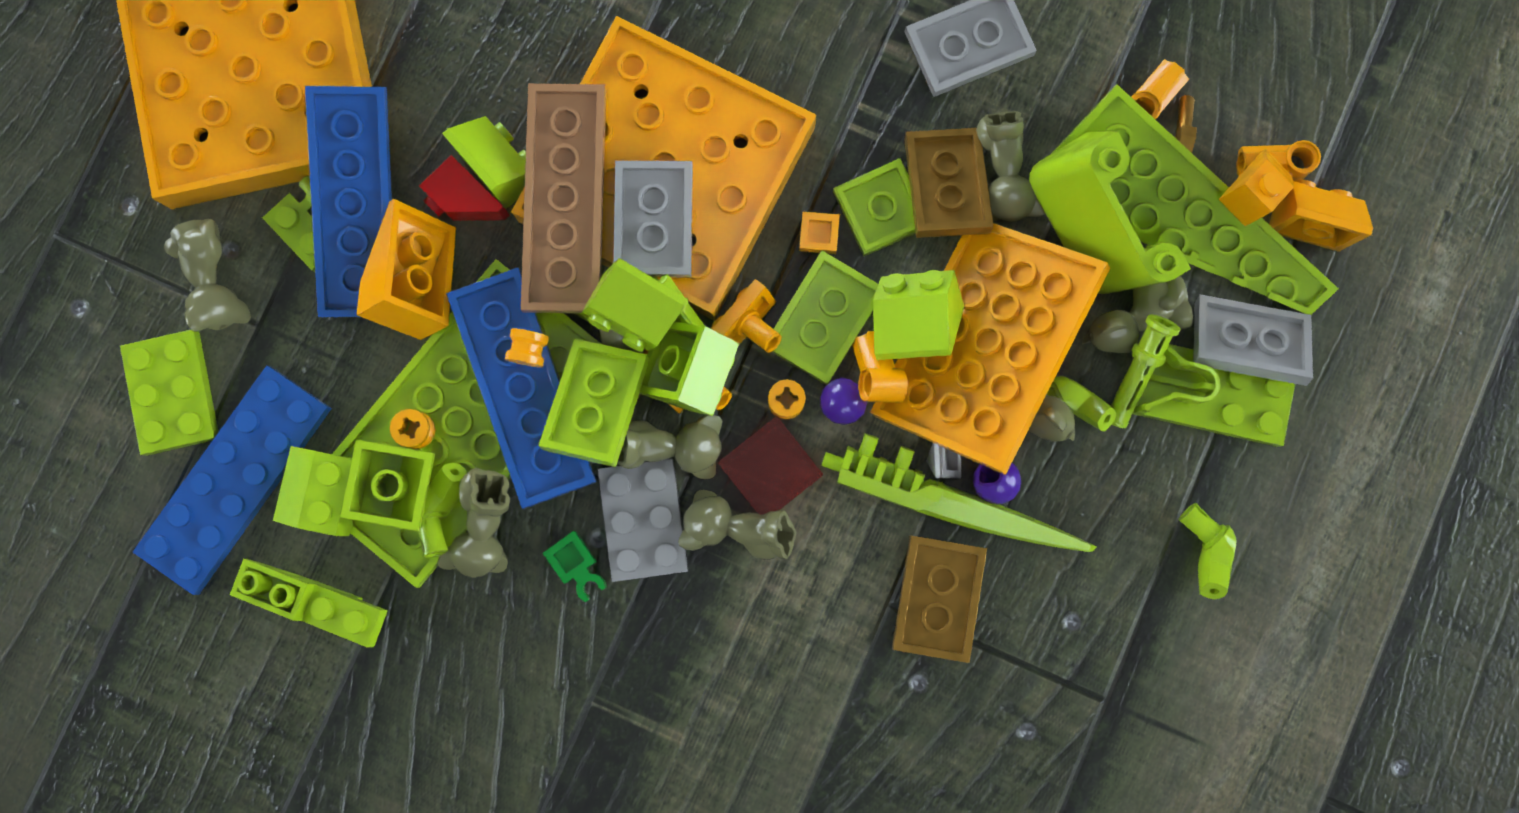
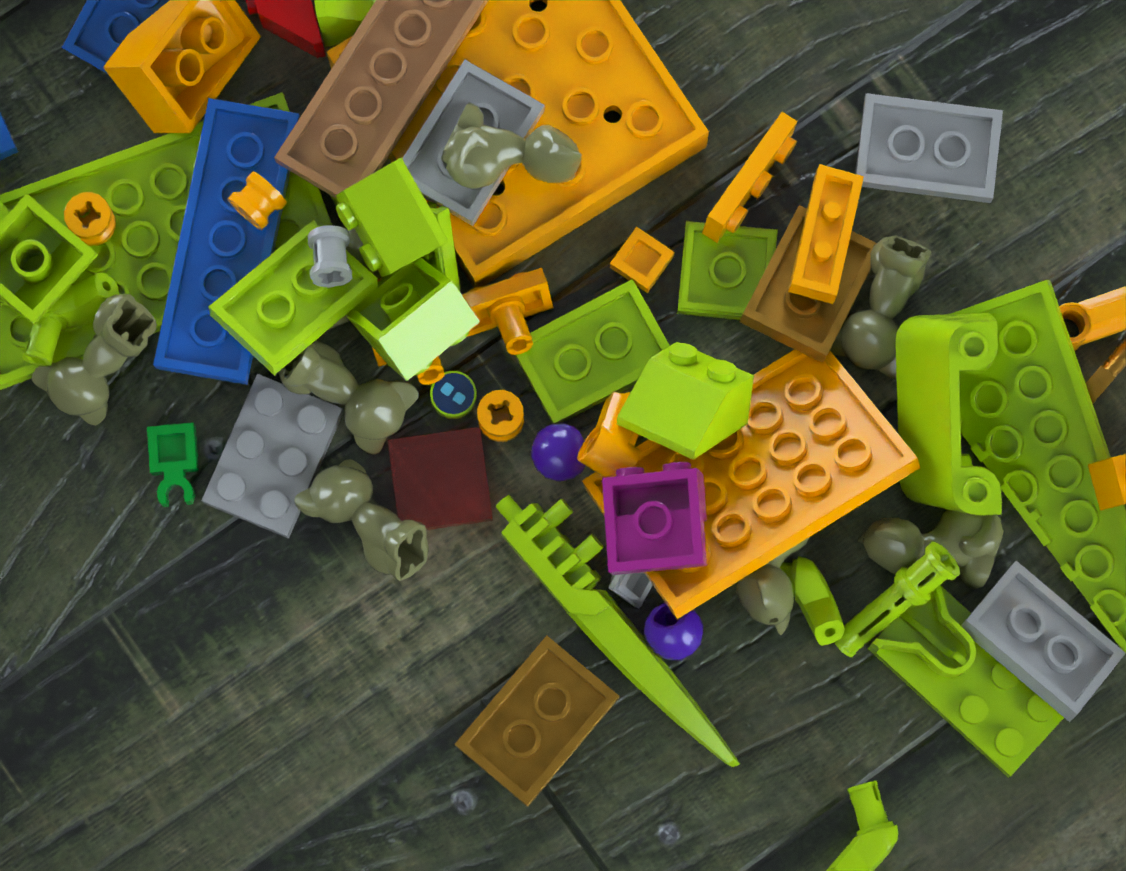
camera: 30 degrees right, 5 degrees down
(604, 358) = (329, 256): none -> light grey bush
(670, 220) = (481, 153): none -> olive animal
(744, 404) = (453, 395): none -> dark blue tile
(863, 131) = (751, 179): none -> light orange plate
(940, 141) = (826, 234): none -> light orange plate
(948, 413) = (655, 519): none -> magenta plate

